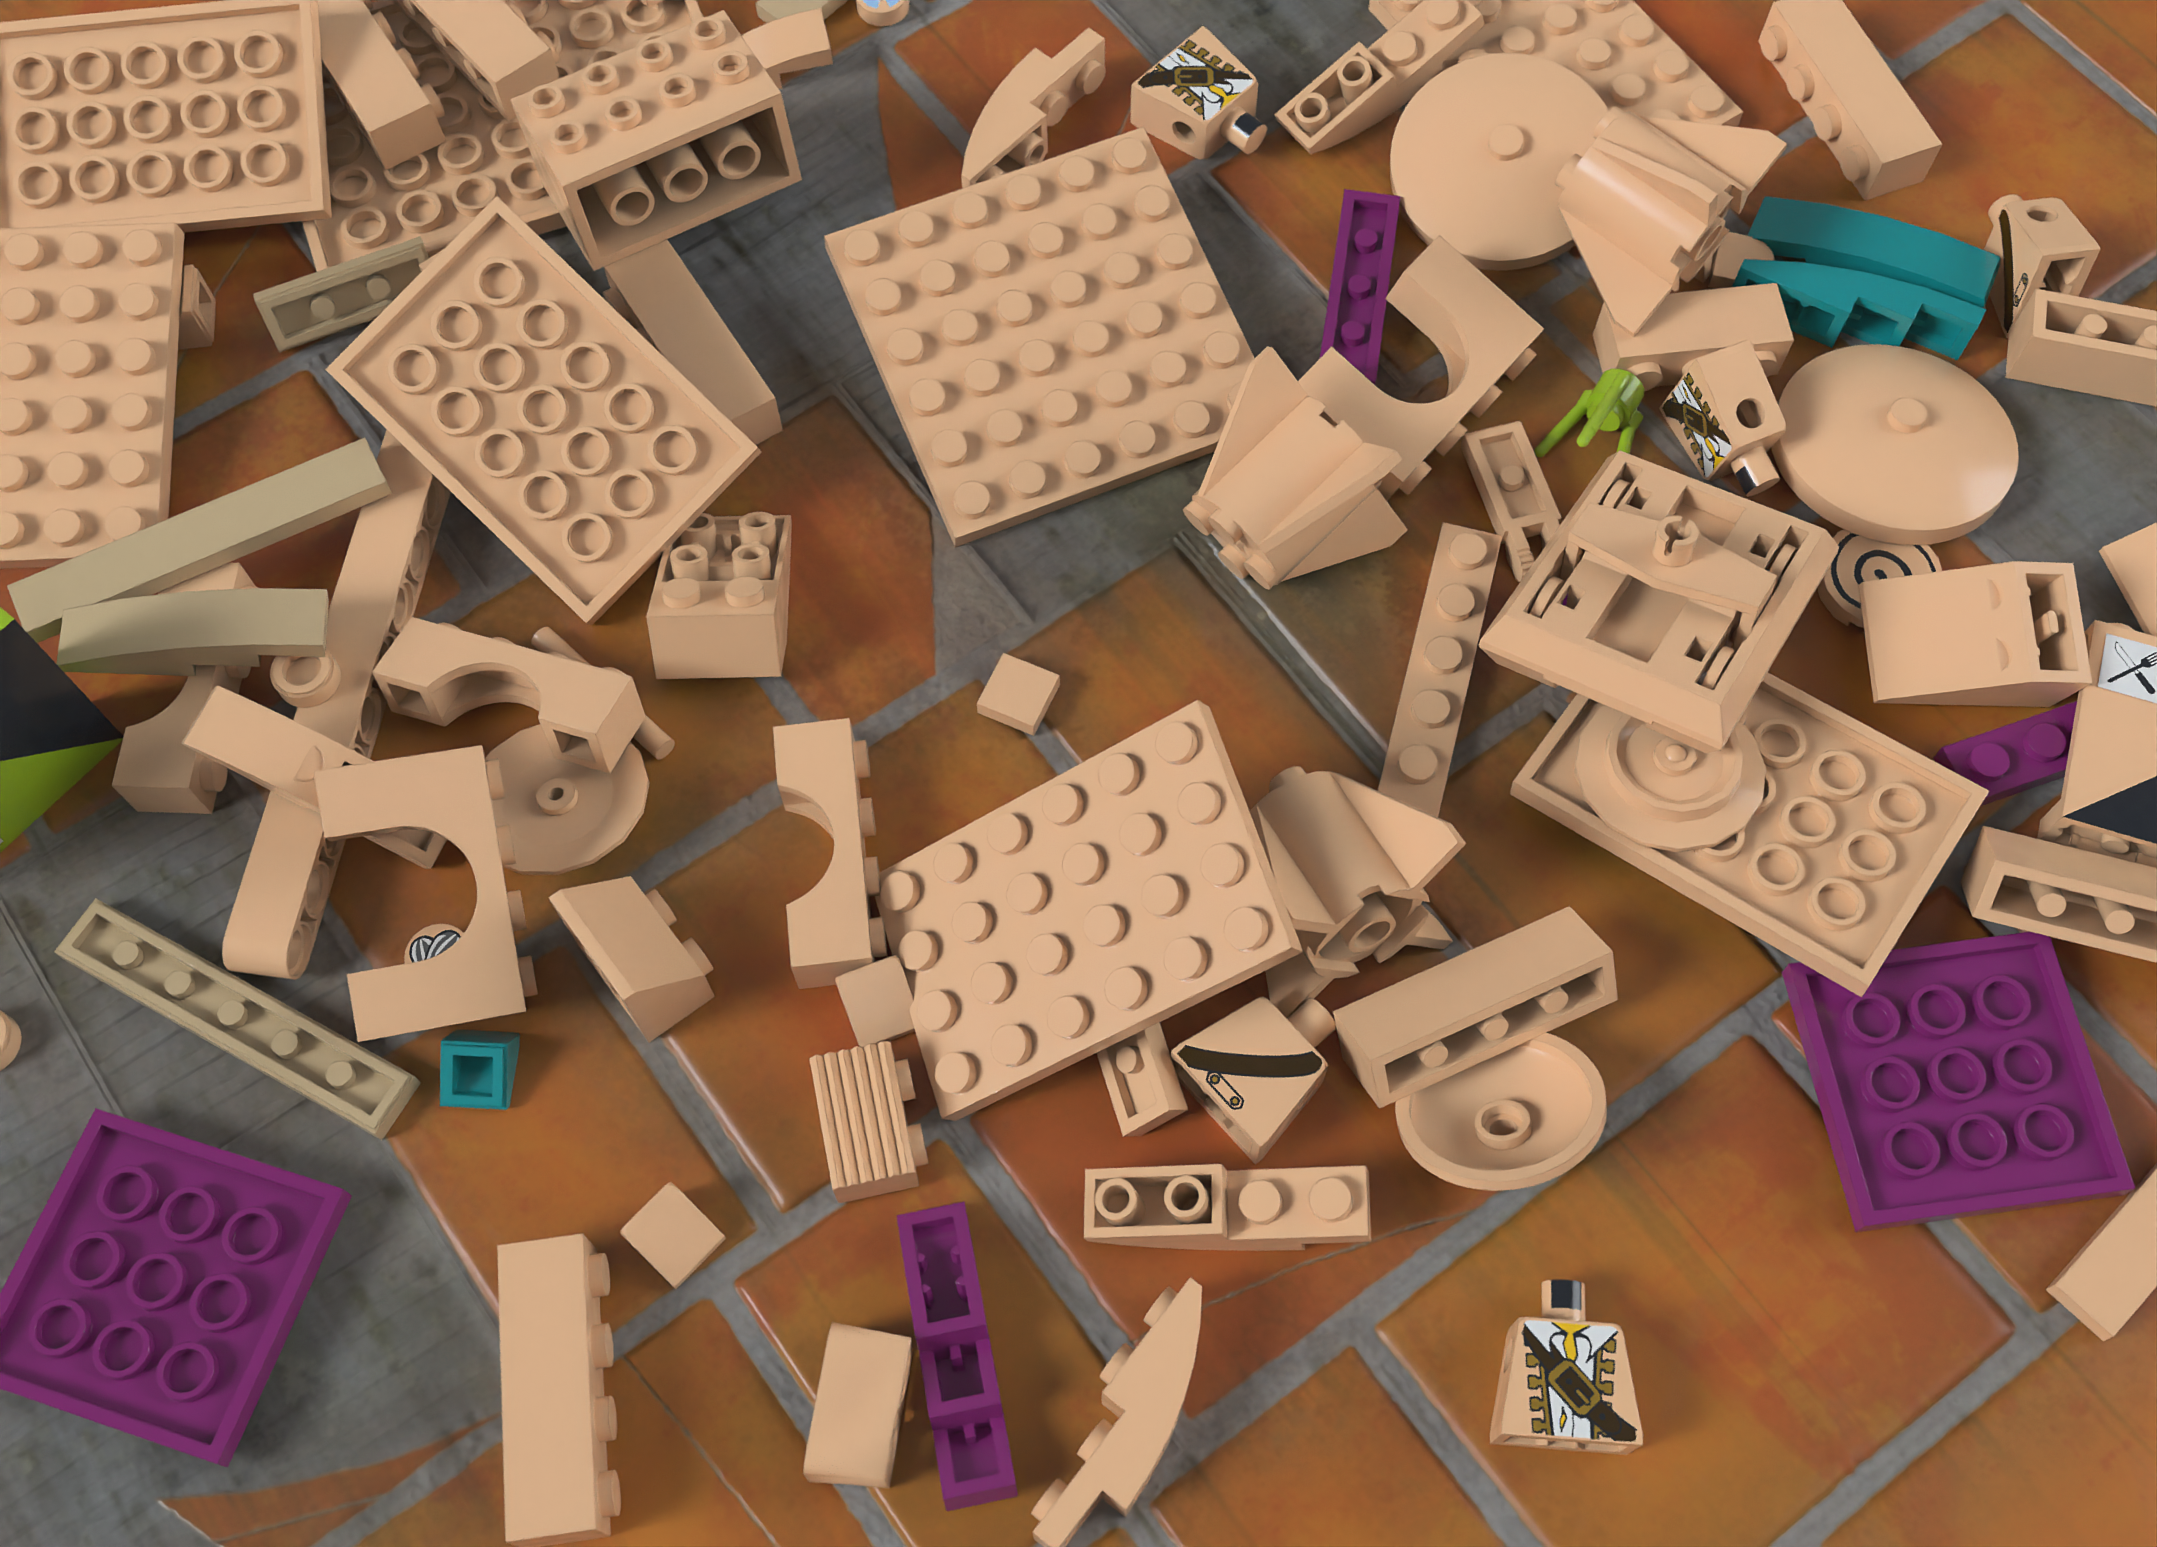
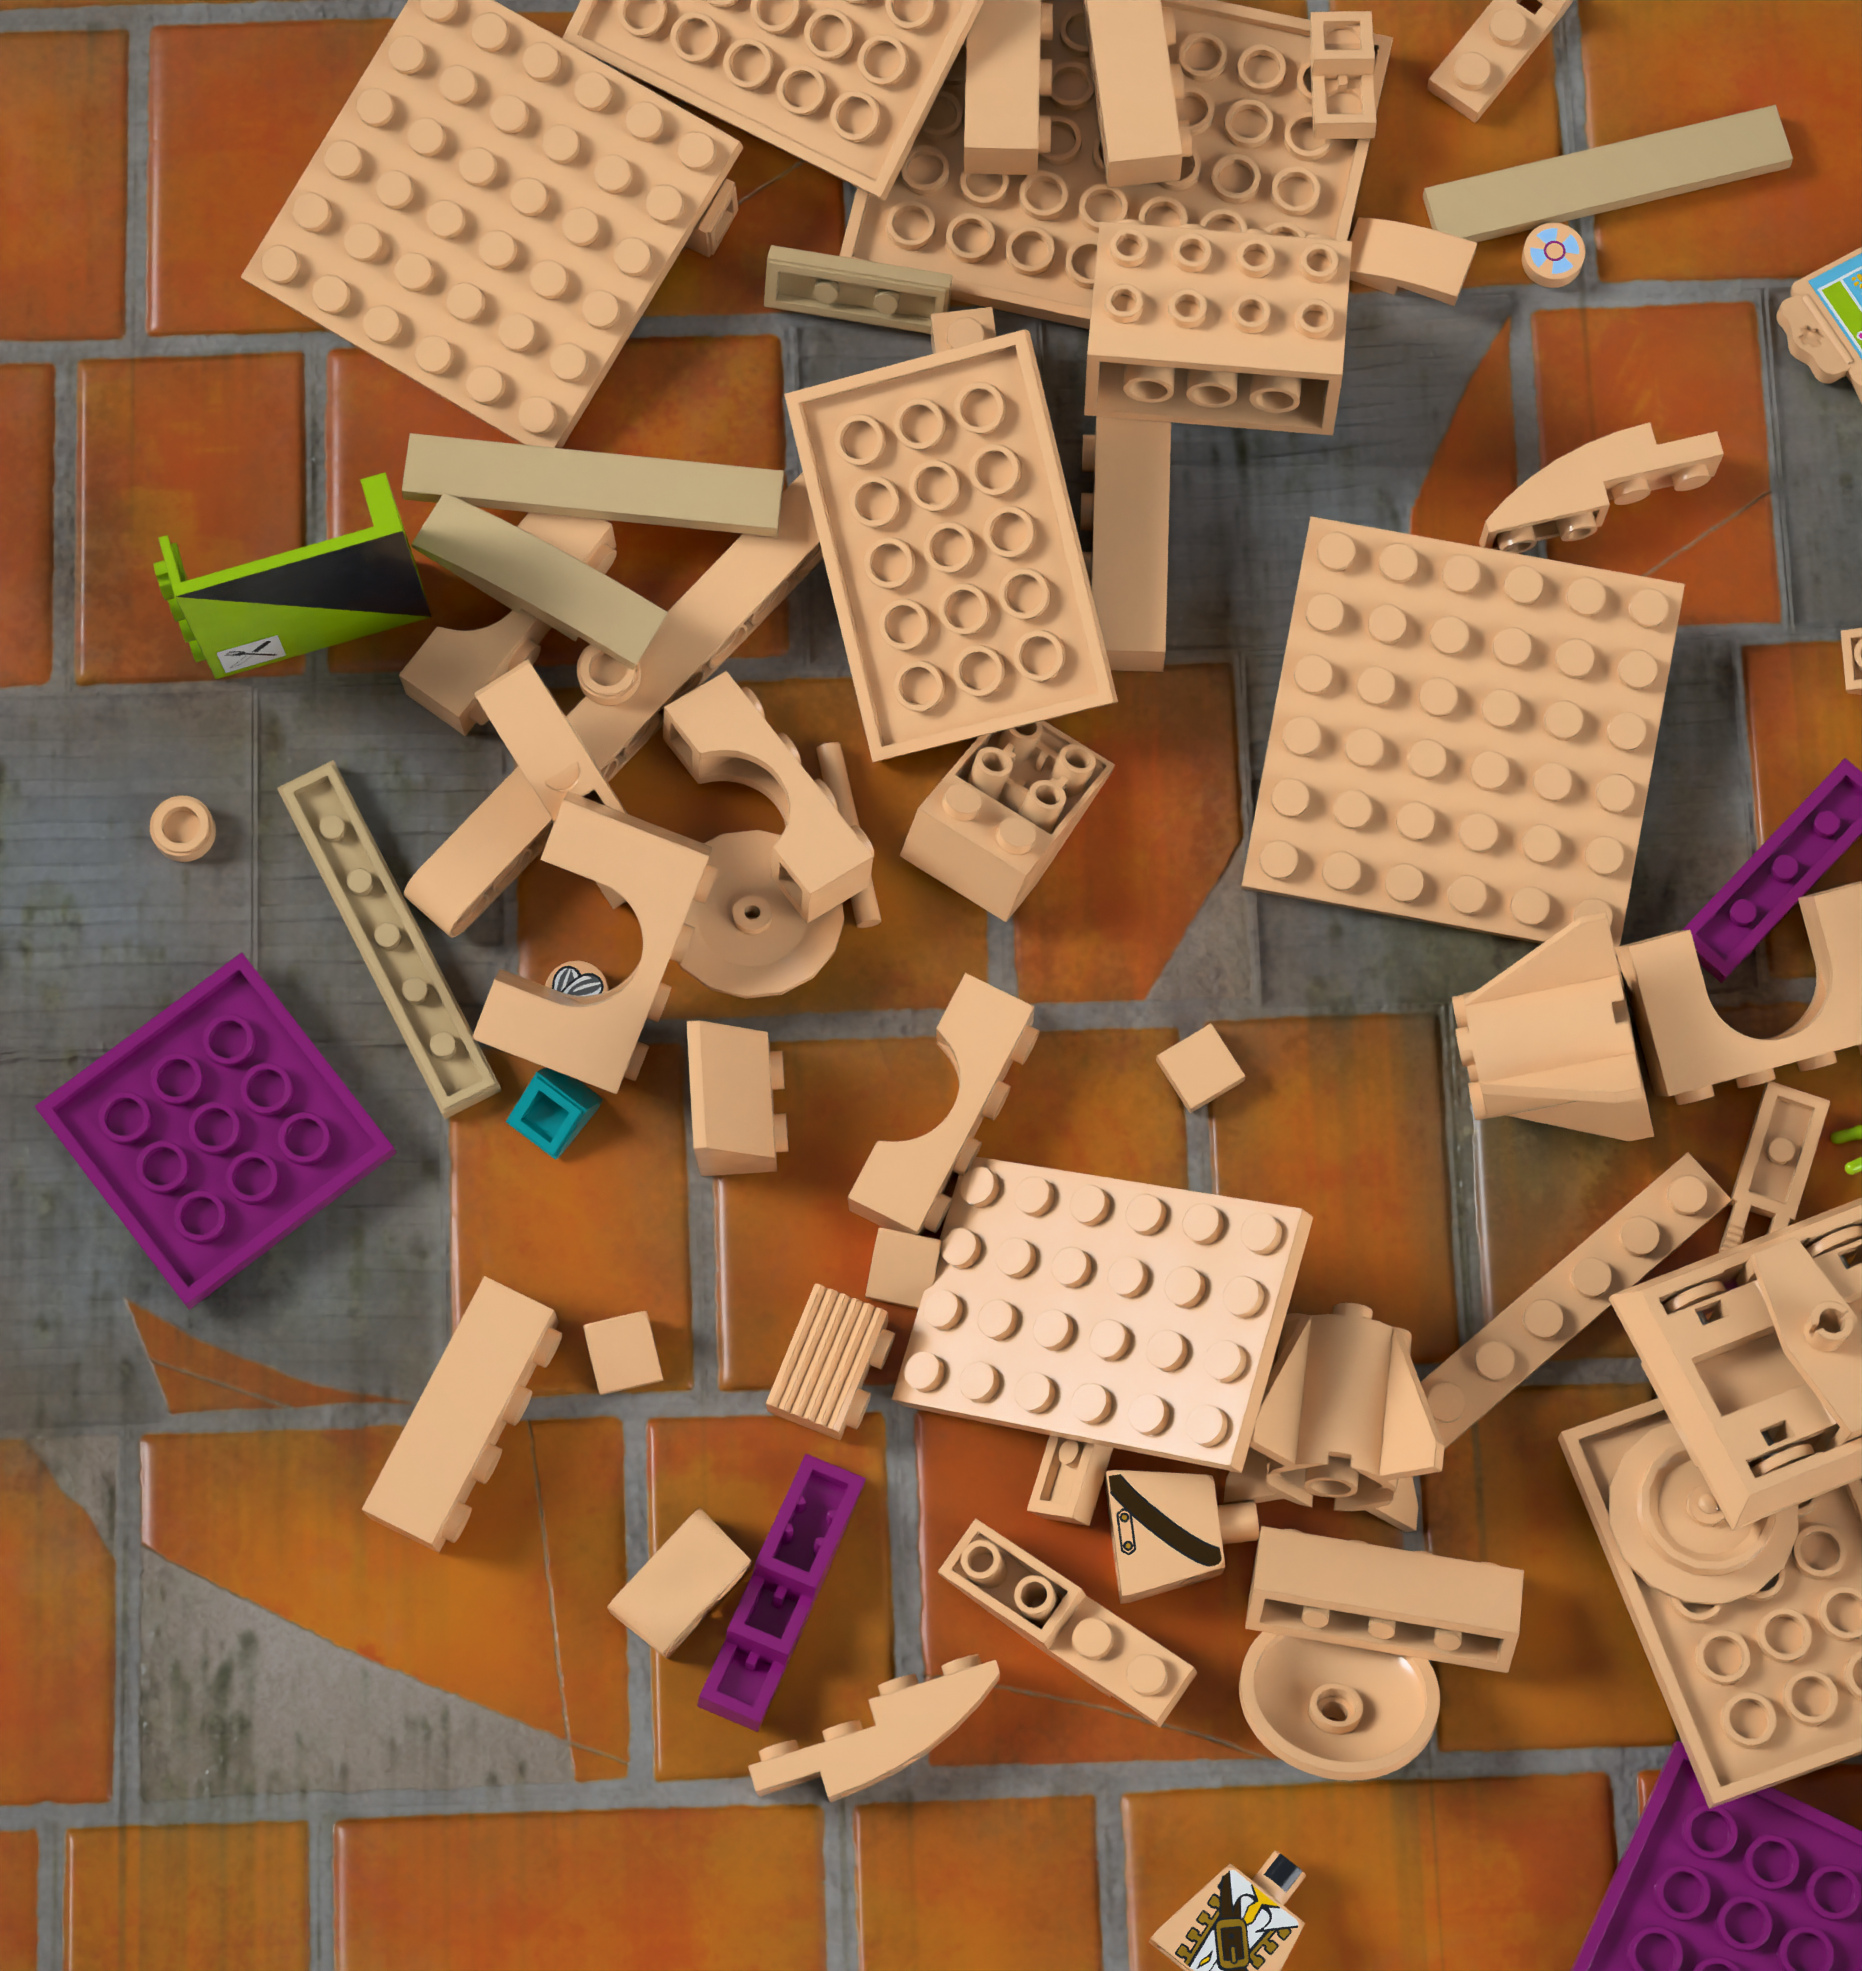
camera: 35 degrees right, 10 degrees up
(1199, 99) = (1779, 570): light nougat torso -> none

